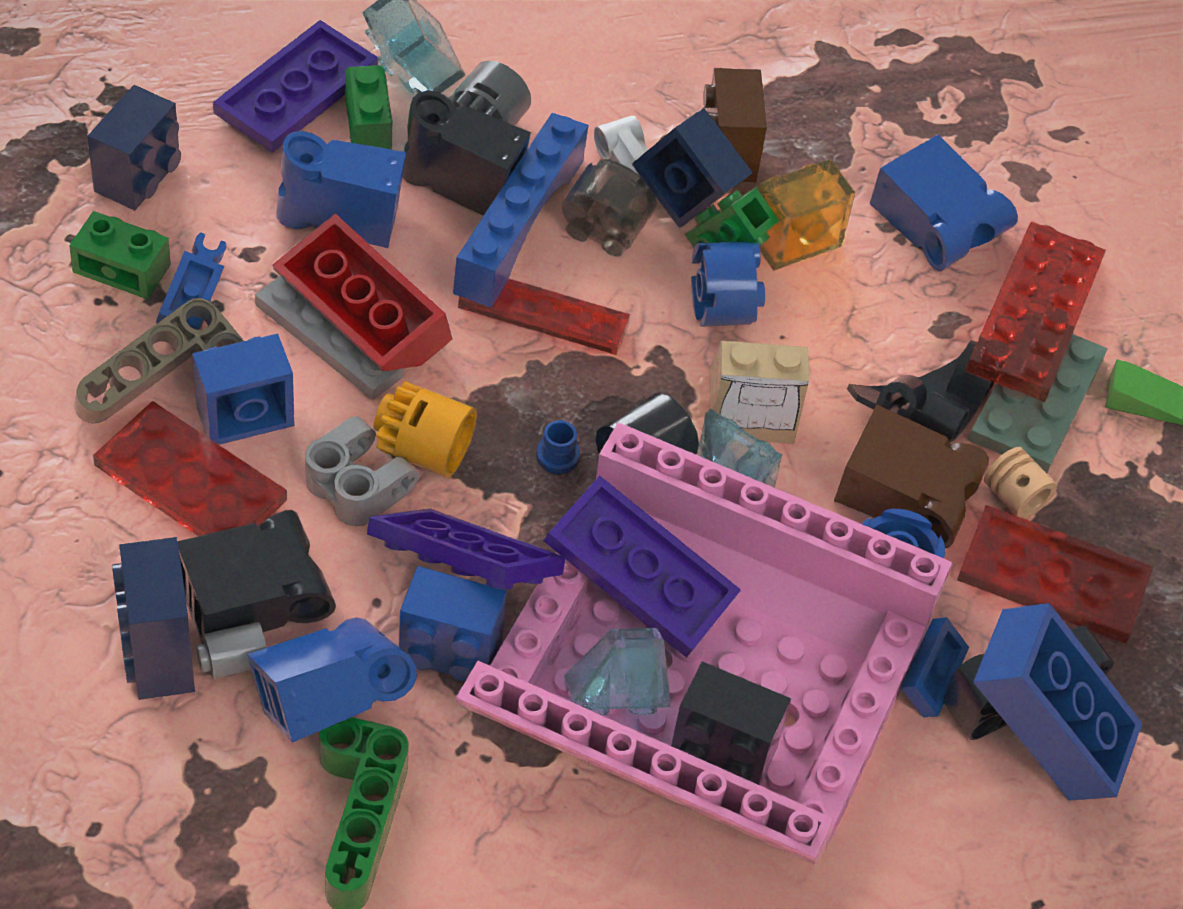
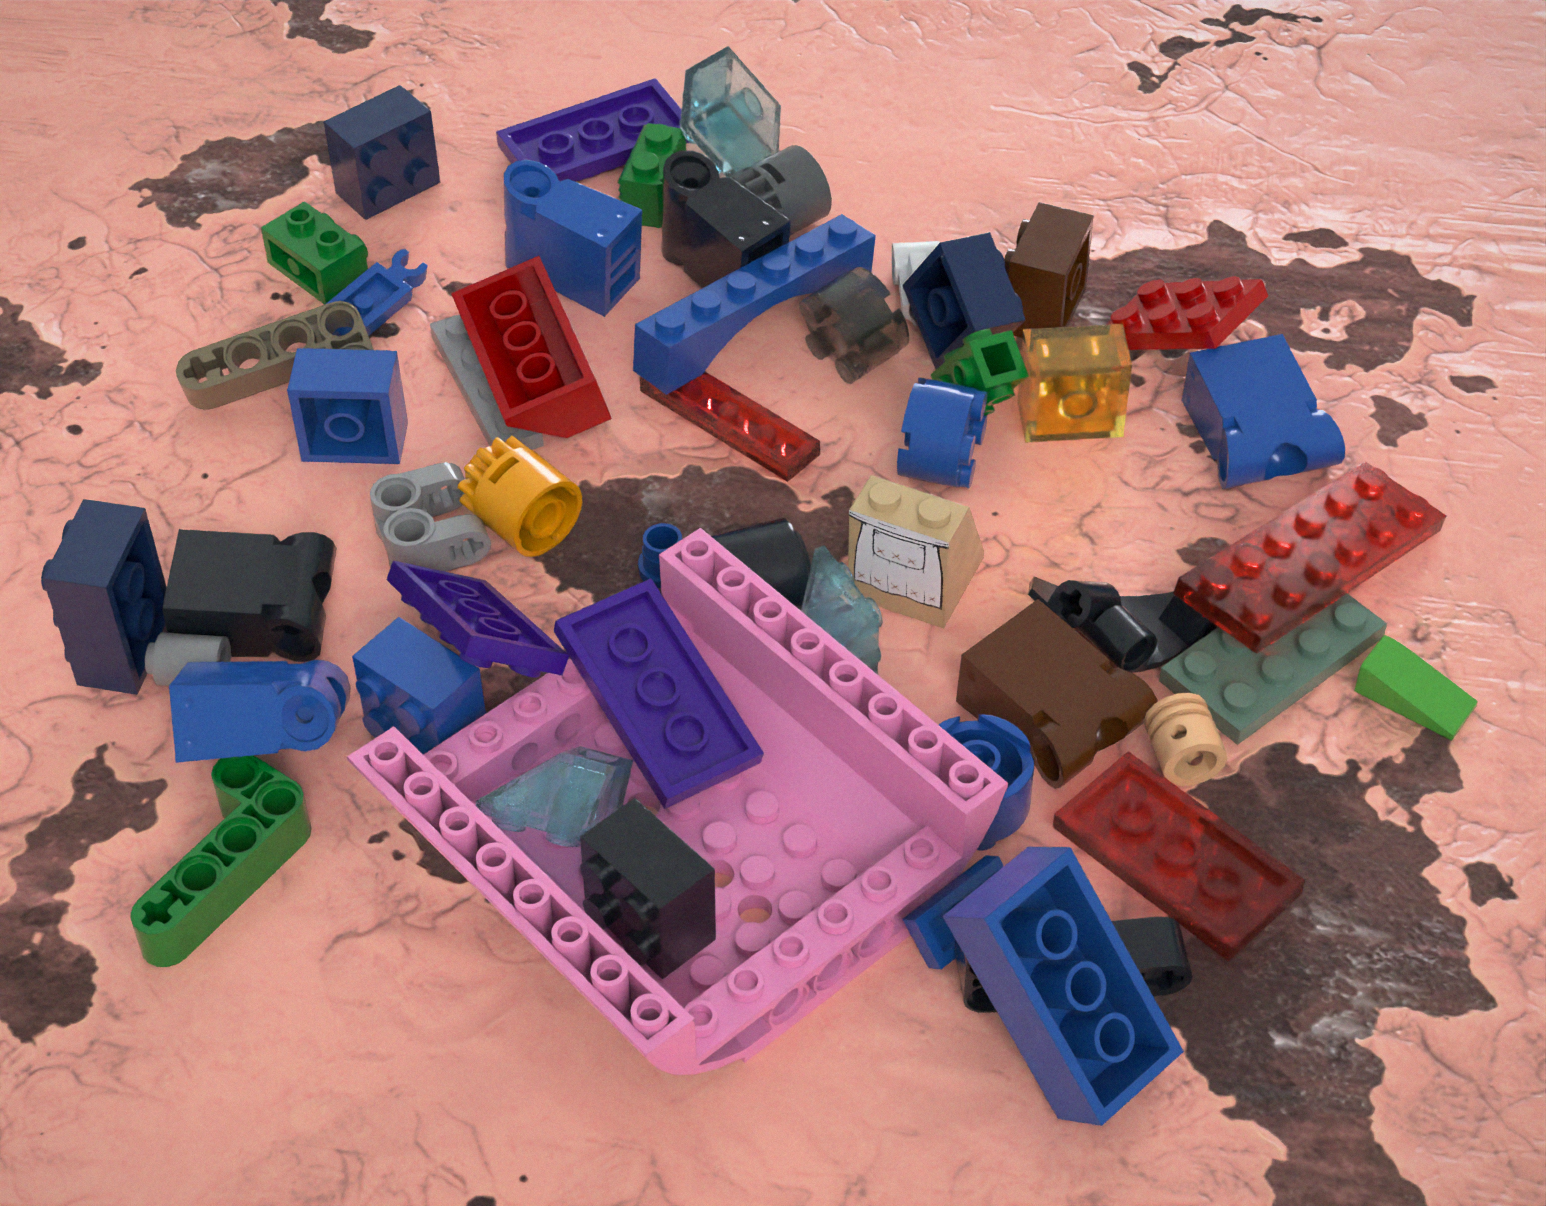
camera: 30 degrees right, 5 degrees down
(187, 474) = (257, 475): clear red plate -> none
(851, 133) = (1187, 312): none -> red plate

